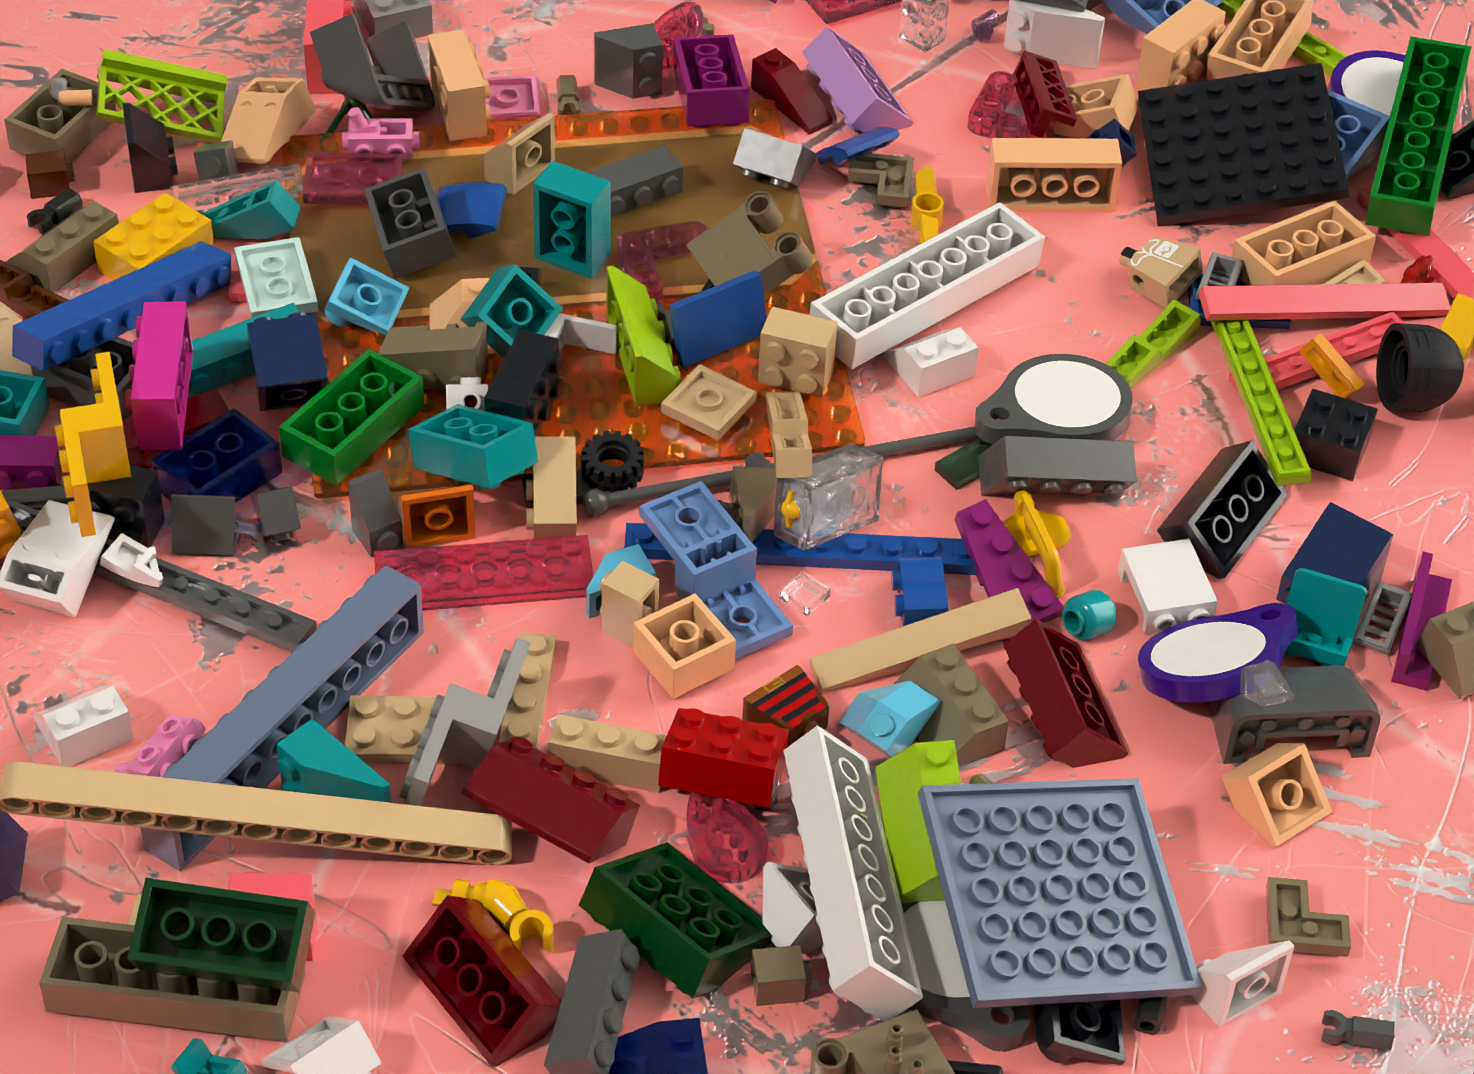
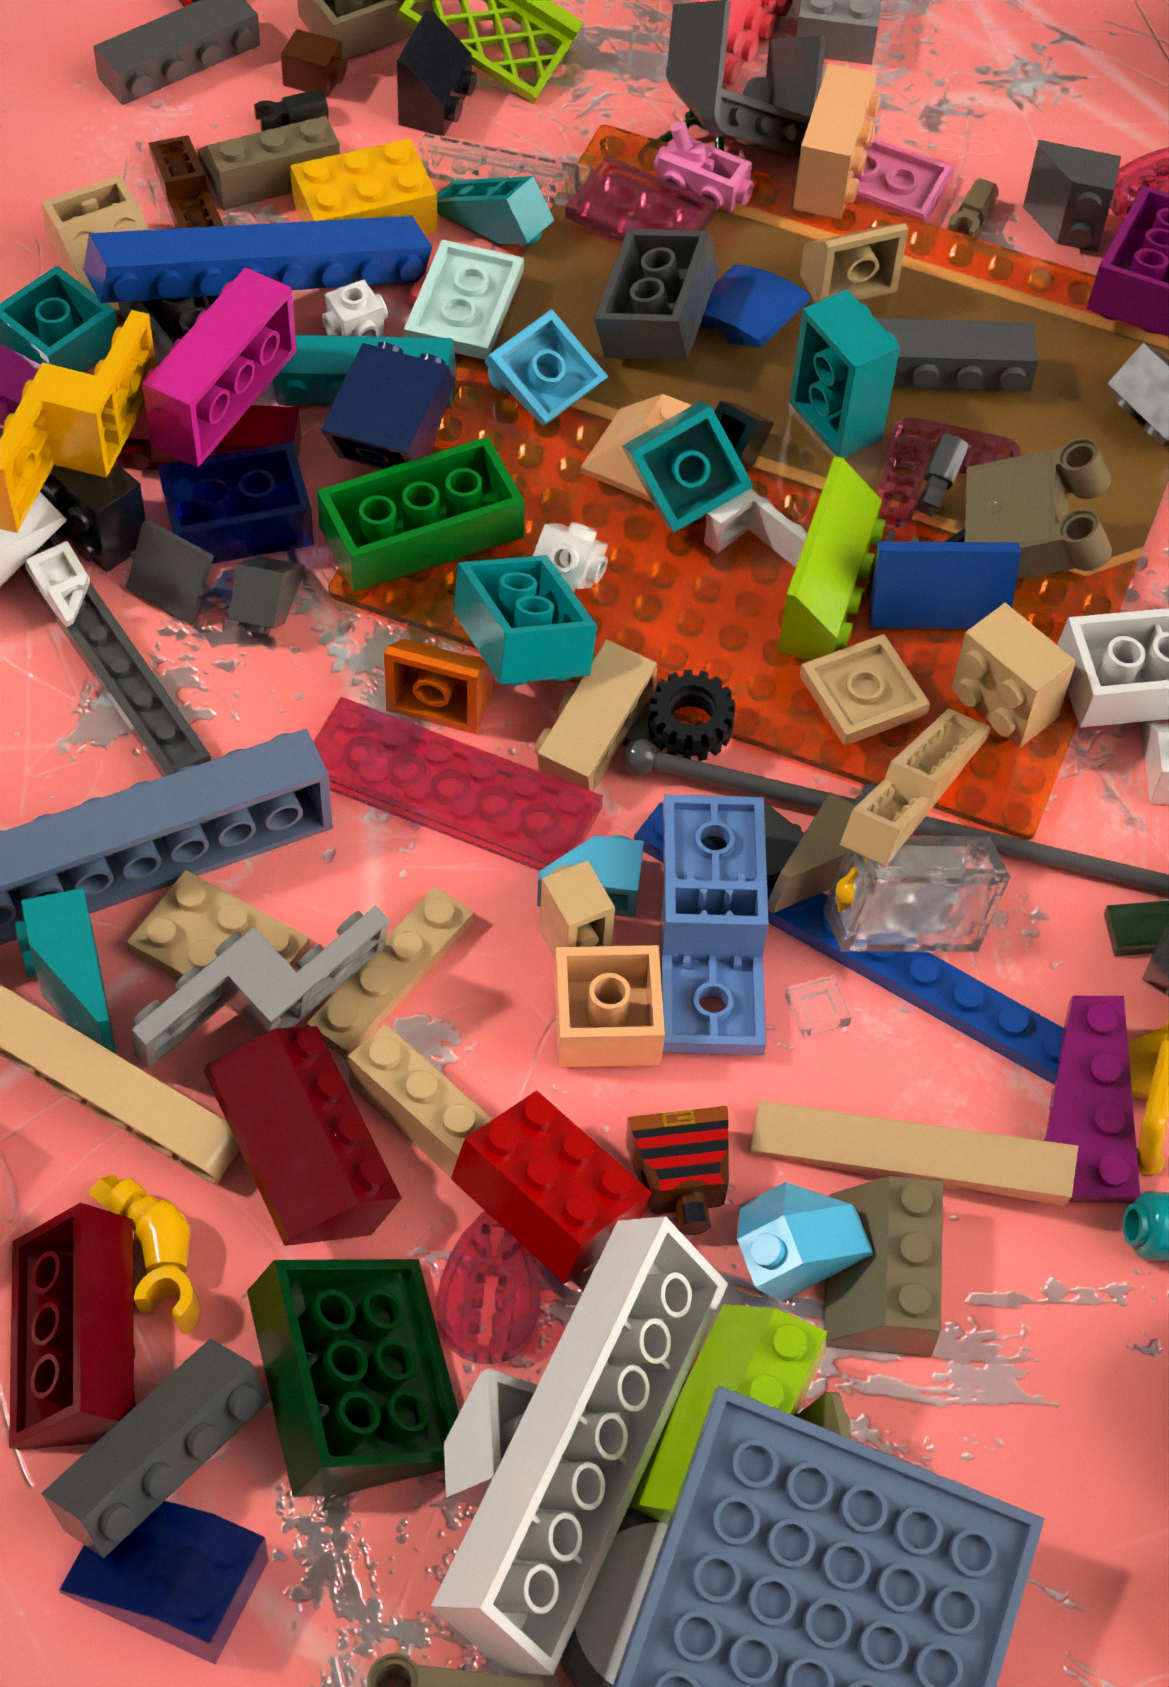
camera: 30 degrees right, 10 degrees up
(207, 315) = (354, 311): none -> white brick
(216, 160) = (500, 123): dark grey brick -> none
(267, 117) = (589, 94): light nougat slope -> none
(374, 513) = (362, 648): dark grey slope -> none
(439, 354) = (571, 480): dark tan wedge -> none
(527, 380) = (640, 570): black brick -> none
(667, 256) = (941, 472): none -> dark grey bar
(779, 975) = (420, 1525): dark tan brick -> none
(920, 589) = (963, 1078): blue brick -> none
(1063, 697) = (1052, 1329): dark red slope -> none

